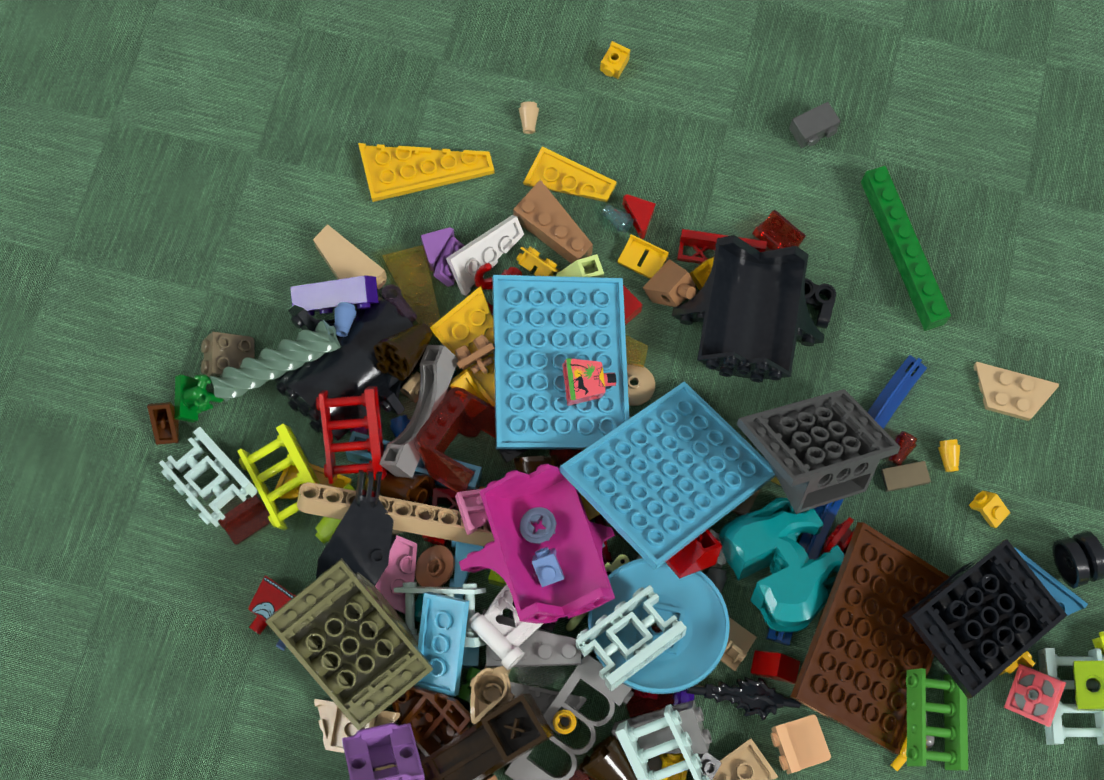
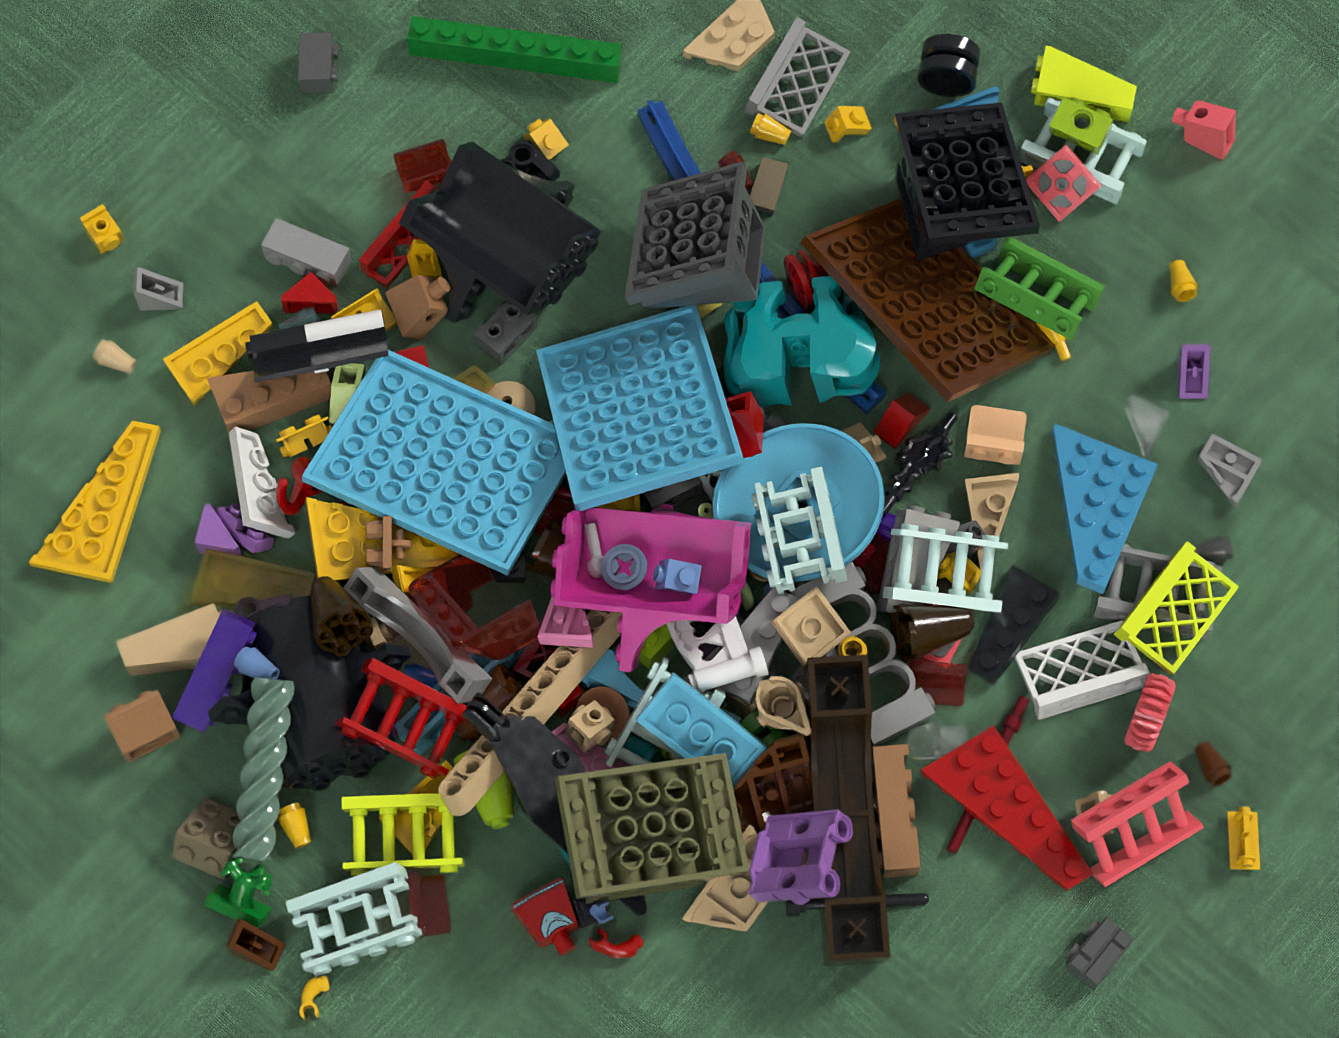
camera: 60 degrees left, 5 degrees down
(153, 475) = (311, 989): none -> yellow arm
(260, 404) = (294, 823): none -> yellow cone
(273, 669) = (623, 950): none -> red piece
(277, 271) = (142, 725): none -> medium nougat slope
(411, 561) = (590, 726): none -> tan brick
(545, 497) = (595, 562): none -> light grey bar
(563, 682) = (810, 626): none -> tan tile
(585, 380) = (483, 441): coral torso -> none
(589, 116) = (156, 291): none -> light grey slope
(601, 238) = (318, 346): none -> black door
(670, 194) = (306, 252): none -> light grey brick
(683, 353) = (505, 331): none -> dark grey brick
(849, 304) = (546, 137): none -> yellow bracket
(1008, 435) = (781, 62): none -> light grey fence

